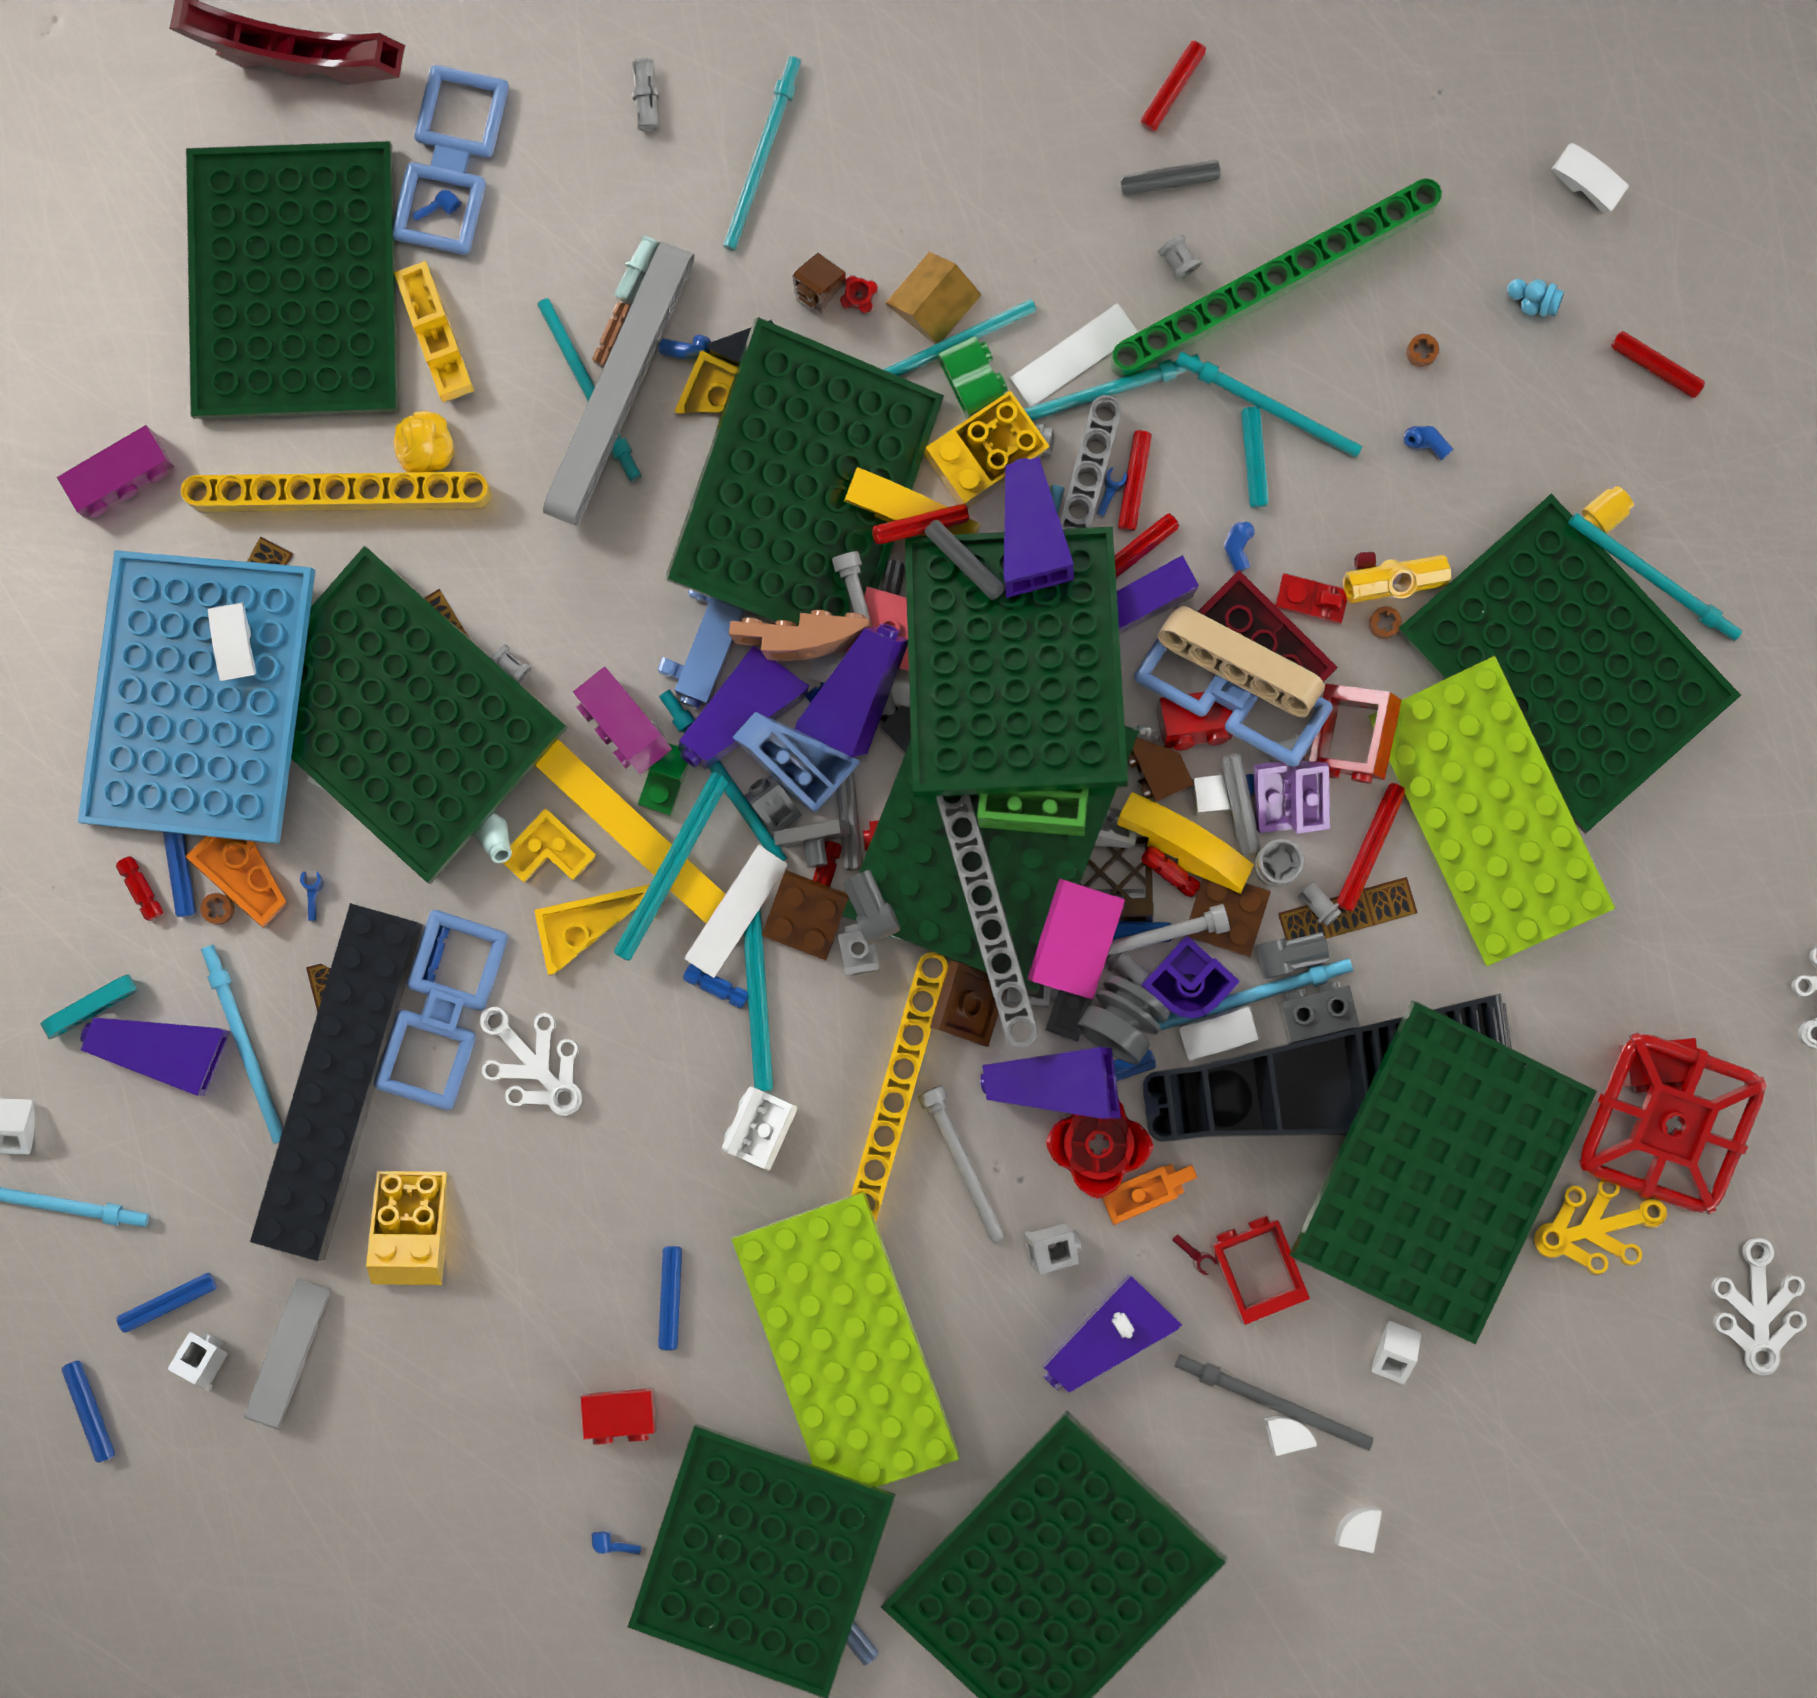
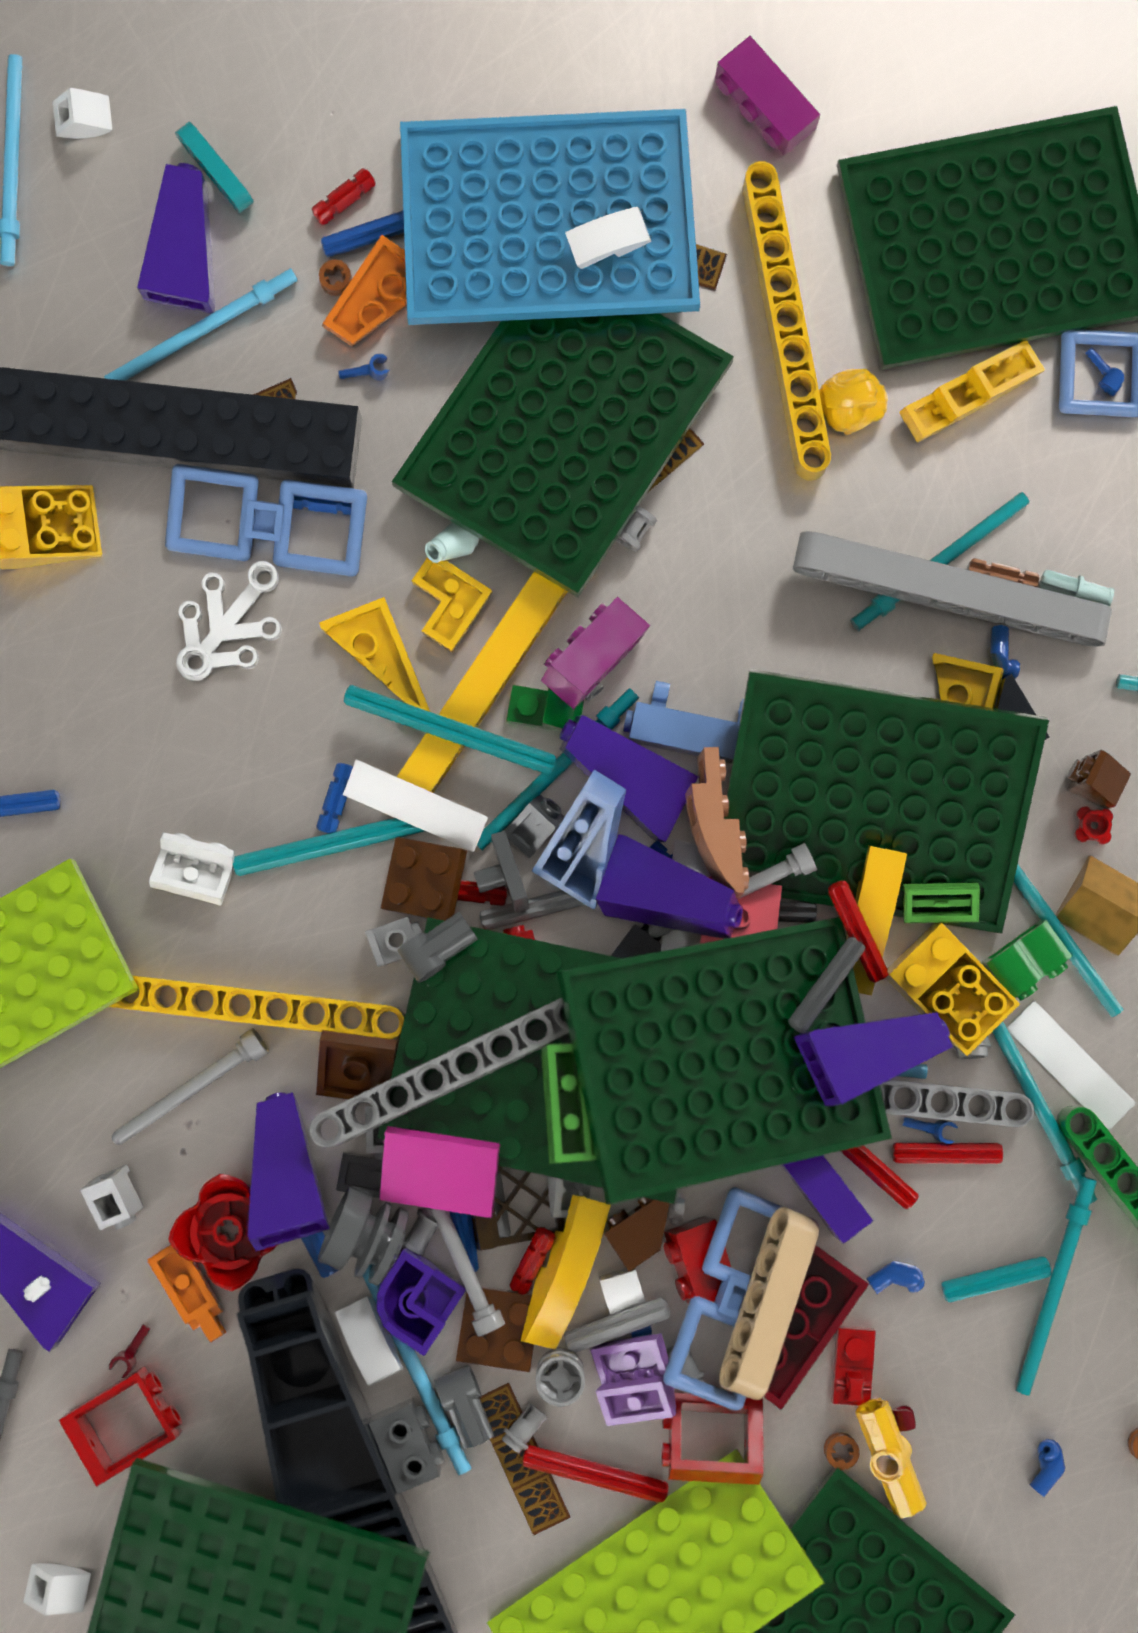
camera: 75 degrees right, 0 degrees up
(894, 443) = (941, 889): none -> bright green tile

